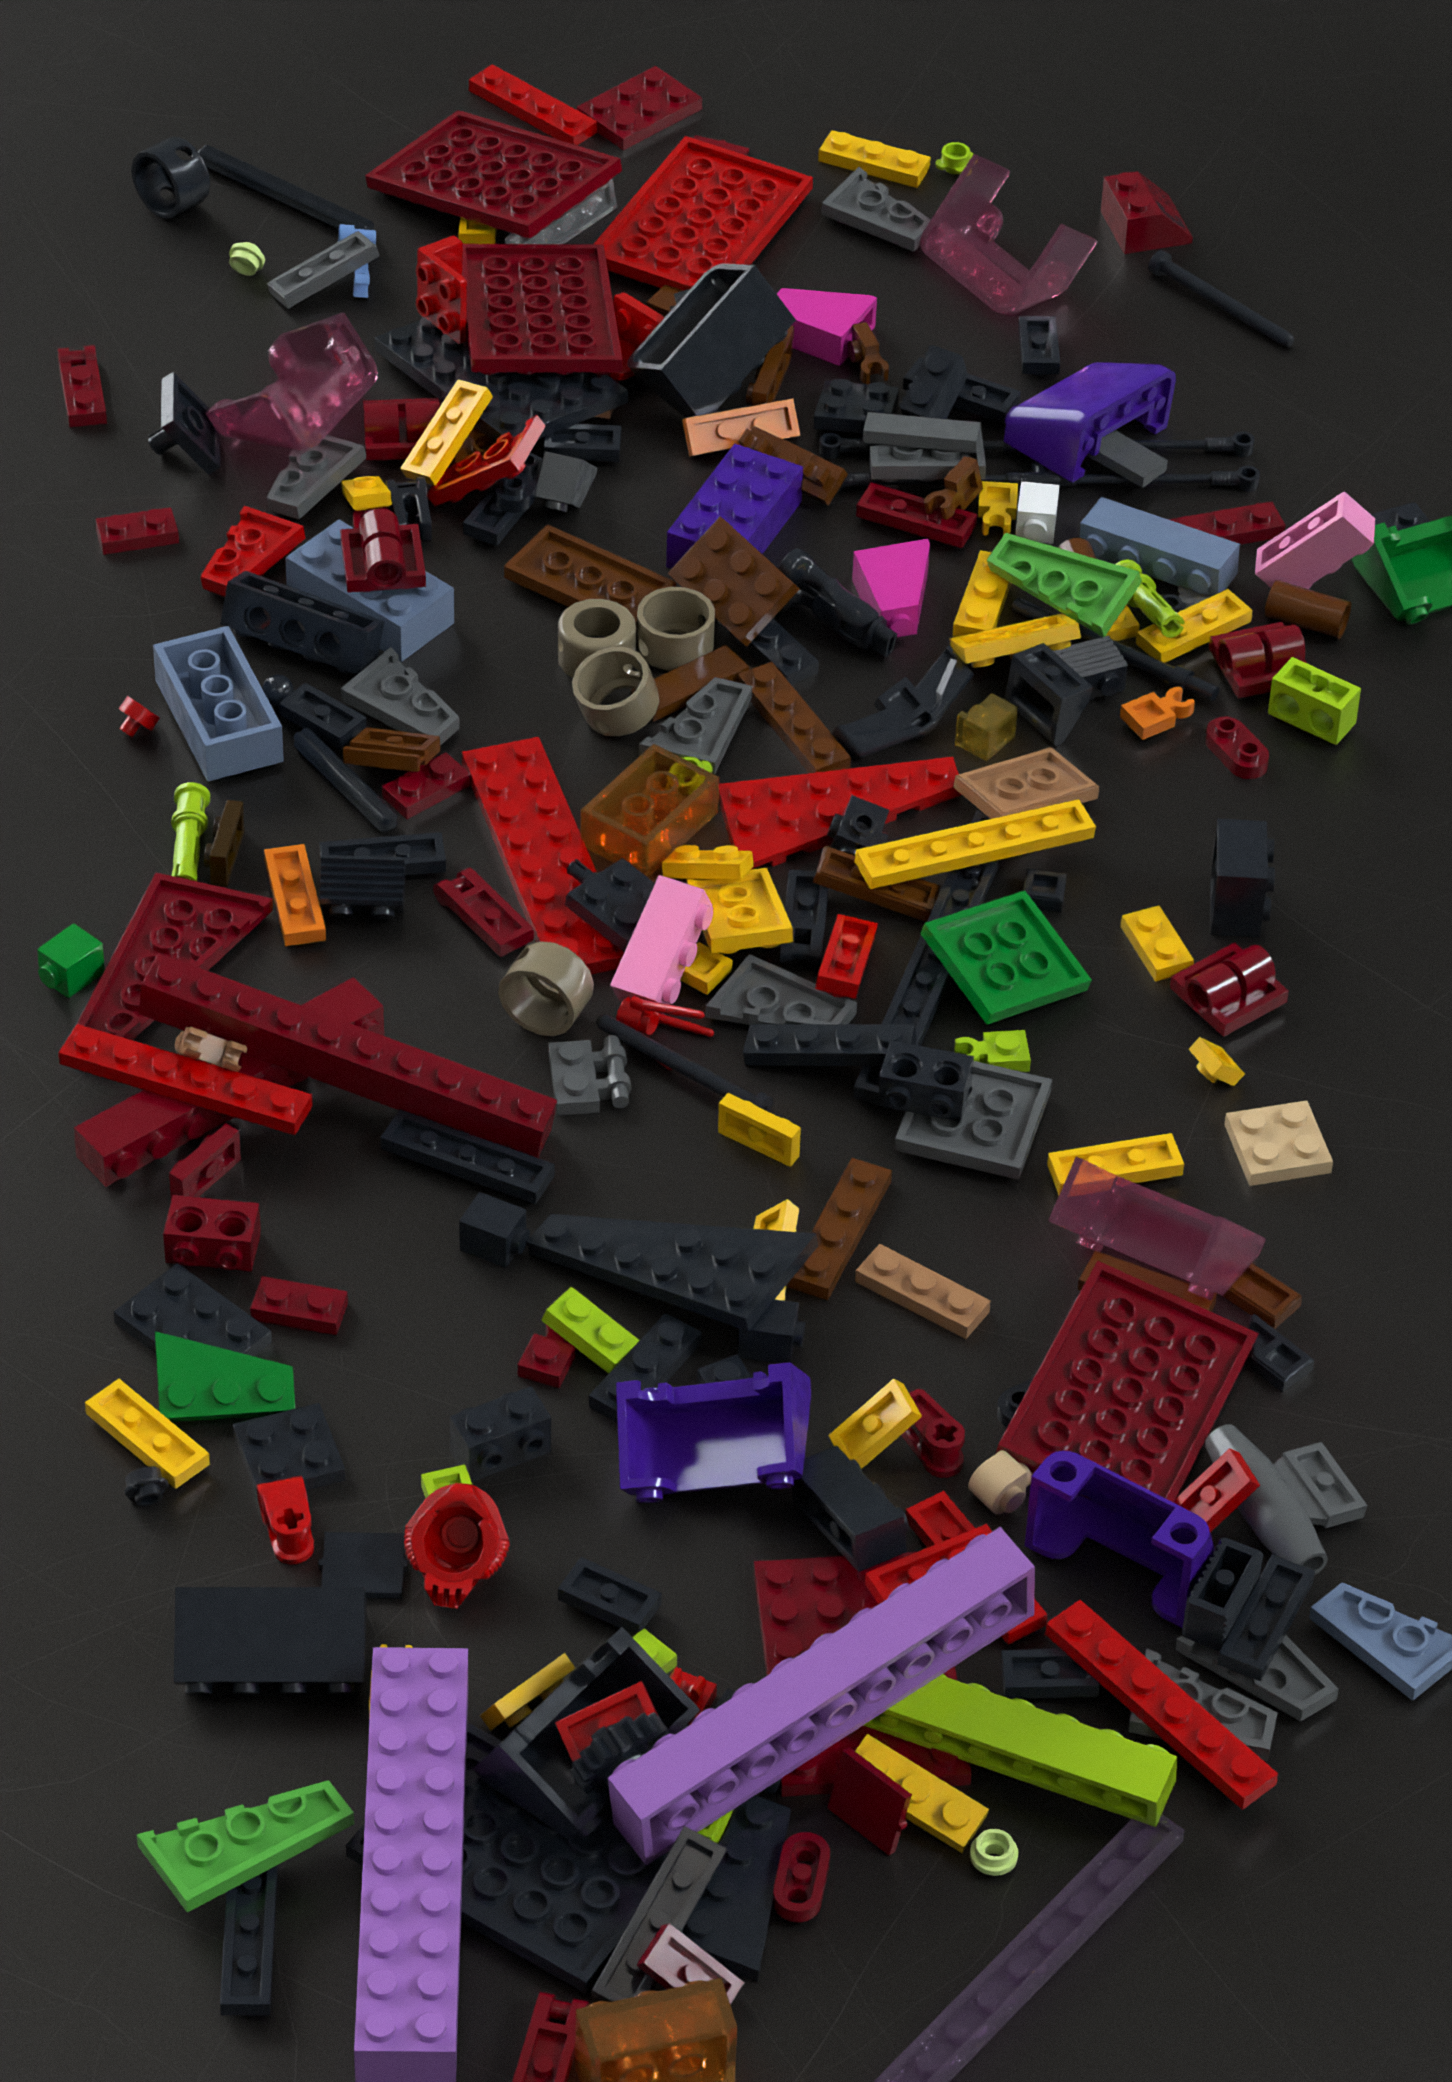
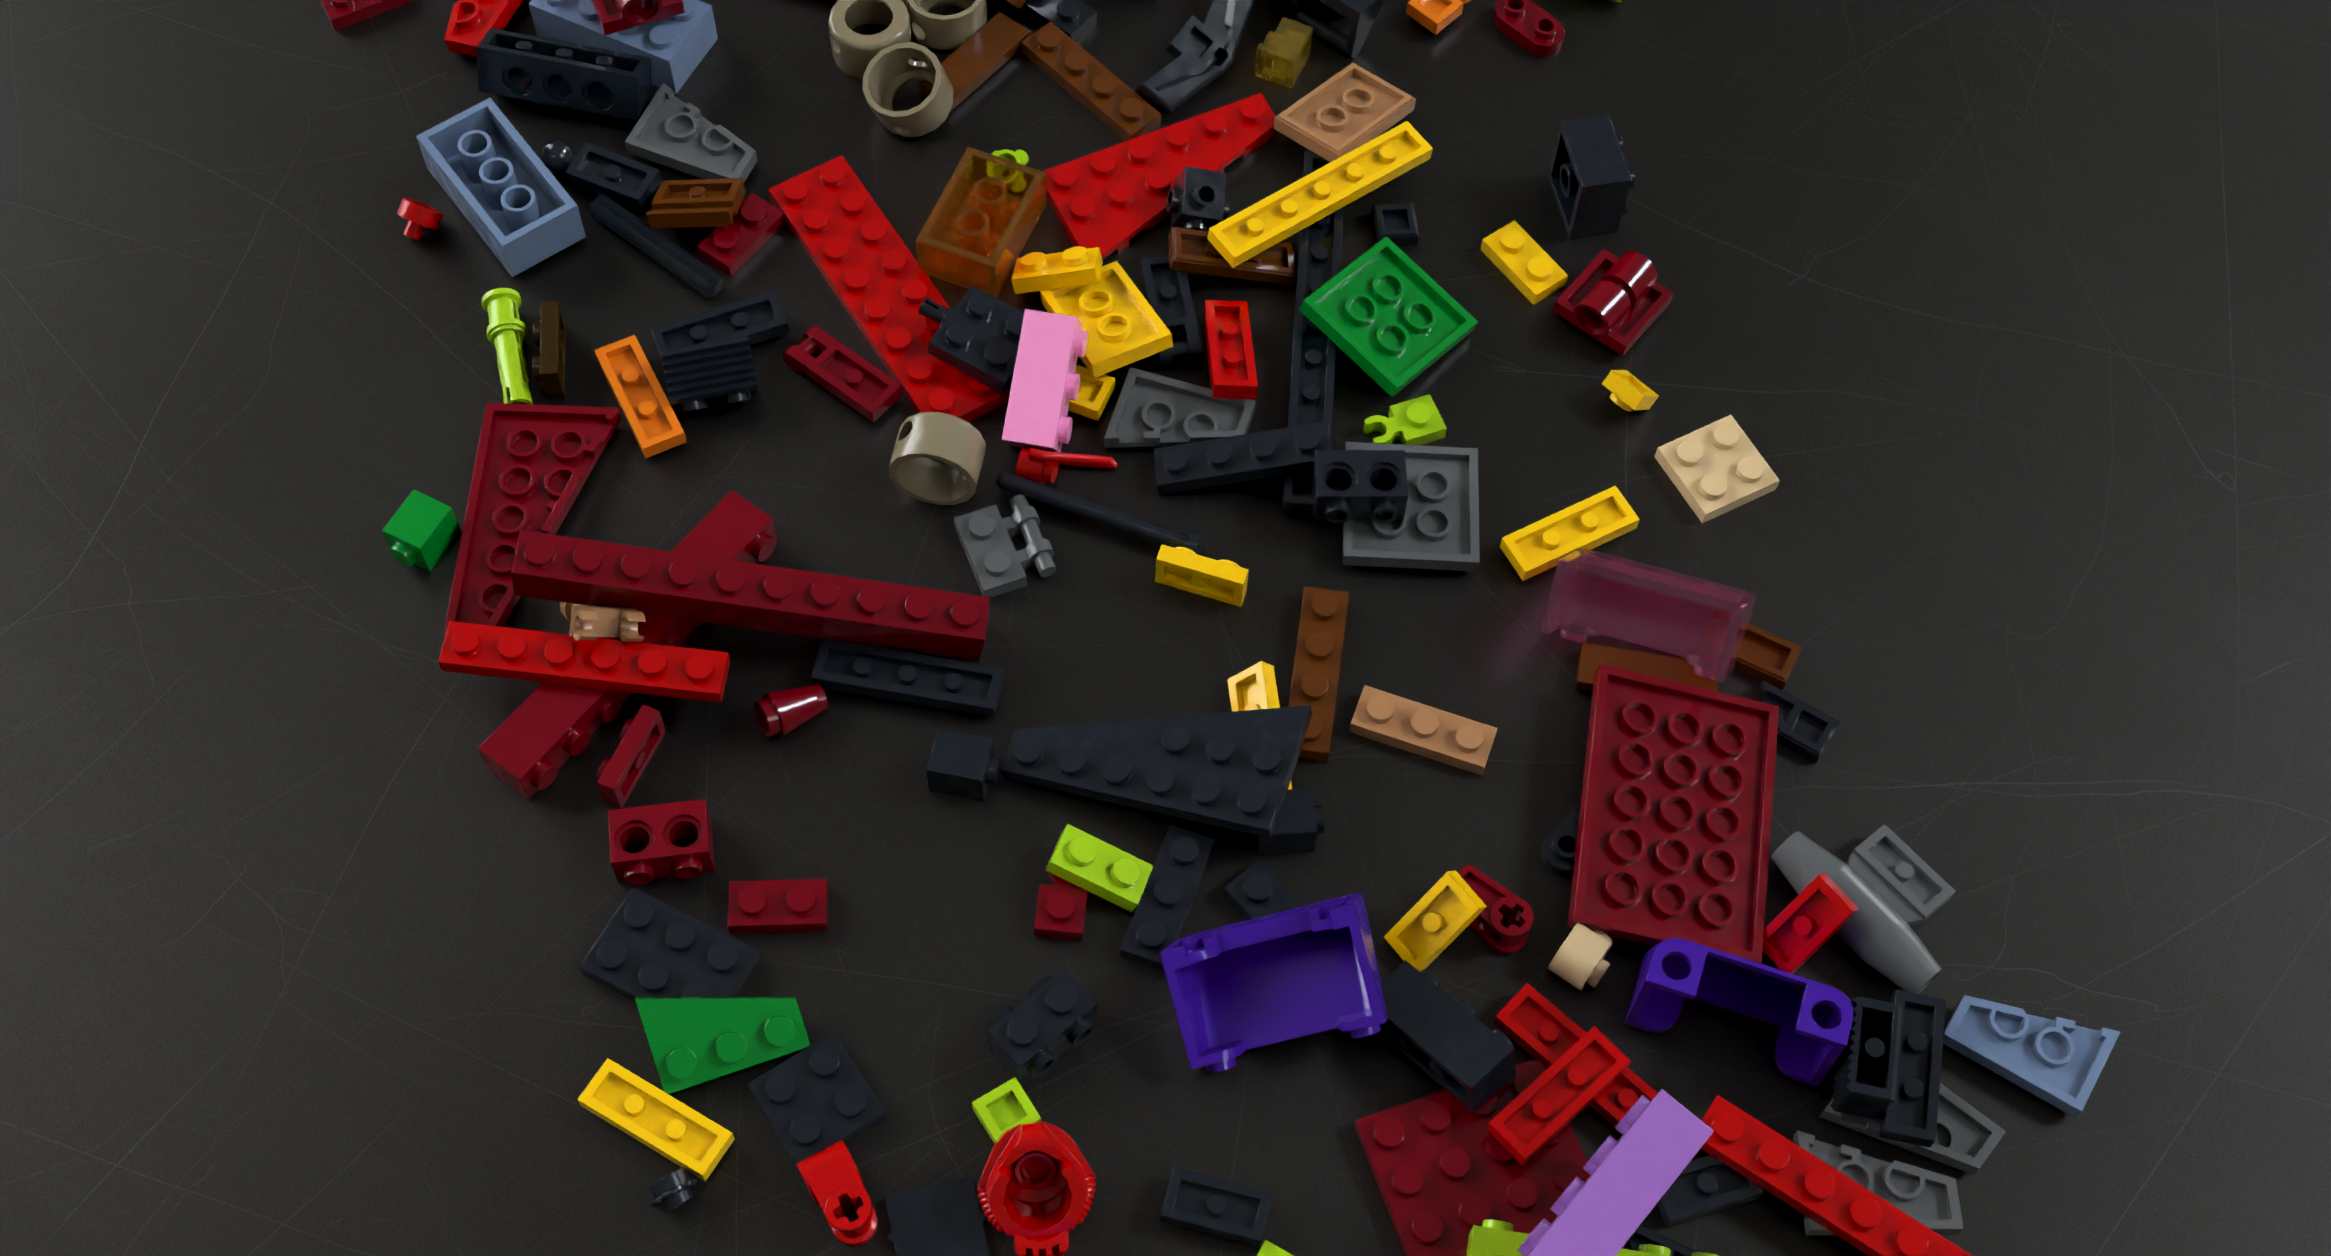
camera: 15 degrees left, 15 degrees up
(354, 1159) = (788, 709): none -> dark red cone
(705, 724) = (1004, 109): dark grey wing -> none

